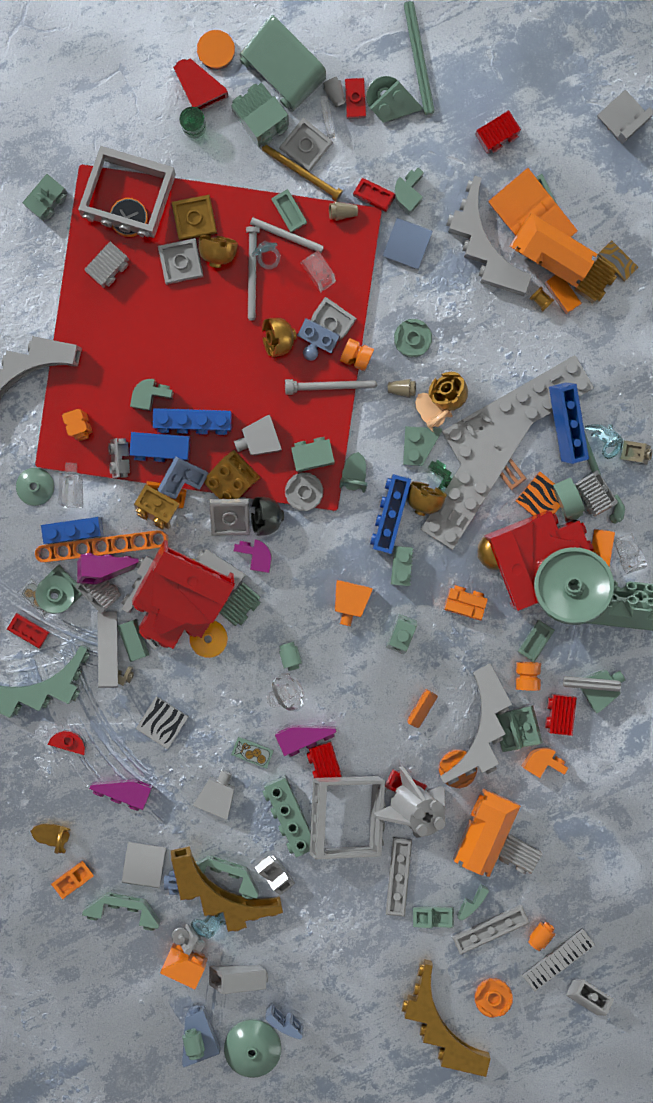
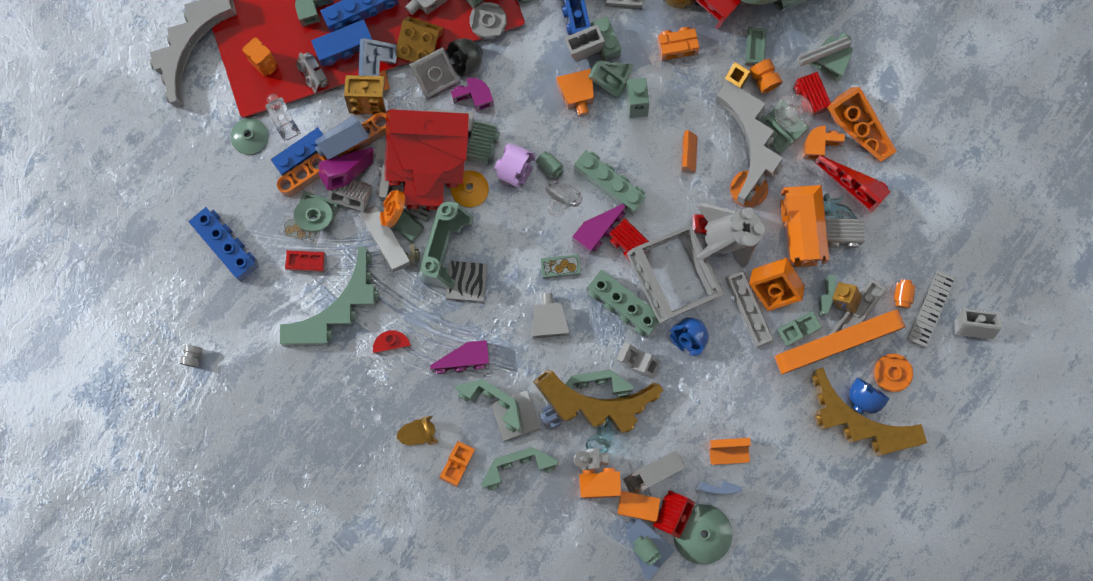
camera: 30 degrees left, 10 degrees down
(112, 542) = (341, 138): none -> sand blue slope
(127, 630) = (393, 209): none -> orange tile
(134, 700) = (448, 218): none -> sand green windscreen
(139, 870) = (473, 389): none -> sand green slope
(208, 1001) = (638, 506): none -> orange panel
(235, 1021) = (674, 514): none -> red brick
(258, 642) = (514, 165): none -> lavender brick
(313, 990) = (729, 451): none -> orange panel
(334, 701) = (609, 182): none -> sand green brick
(334, 875) = (690, 334): none -> blue cylinder
(377, 565) = (584, 43): none -> light grey torso
(388, 602) = (610, 76): none -> sand green wing
(433, 871) = (777, 284): none -> orange slope
(456, 1010) = (866, 397): none -> blue cylinder
(460, 950) = (839, 341): none -> orange beam
(488, 914) = (847, 297): none -> pearl gold brick
(503, 664) = (738, 75): none -> brick
(521, 825) = (832, 207): none -> clear light blue piece
(534, 724) = (793, 112): none -> clear tile
(562, 829) = (862, 187): none -> red wedge
(588, 759) = (859, 120): none -> orange wedge

